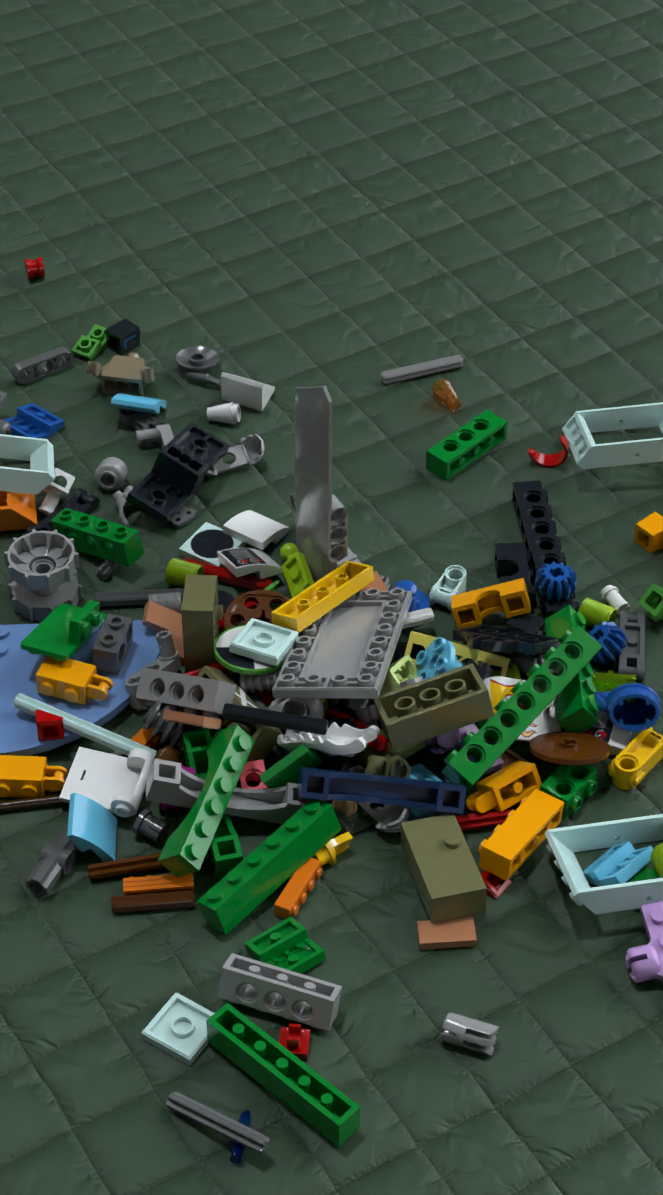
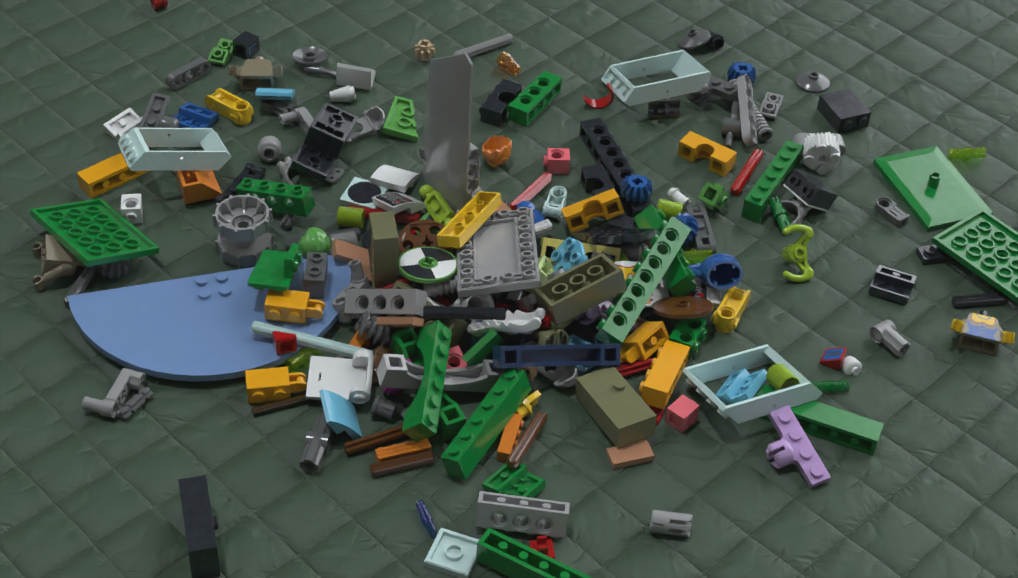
camera: 15 degrees left, 0 degrees up
(56, 492) = (231, 168): white bracket -> none
(69, 747) = (301, 358): none -> clear neon green pin
(80, 414) = (230, 106): none -> yellow piece
(127, 601) = (315, 241): none -> bright green hair
(162, 977) = (426, 518): none -> clear blue piece
(263, 642) = (437, 257): light aqua tile -> none
(280, 455) = (401, 120): none -> bright green wing
(317, 894) = (526, 440): none -> reddish brown axle
(343, 366) = (424, 50): none -> tan gear
(394, 508) = (497, 150): none -> orange hair
(410, 452) = (495, 107): none -> black arch
(425, 566) = (532, 190): none -> axle
(469, 531) = (557, 160): none -> coral brick
(529, 889) = (682, 413): none -> coral brick
(632, 477) = (664, 108): none -> black hips

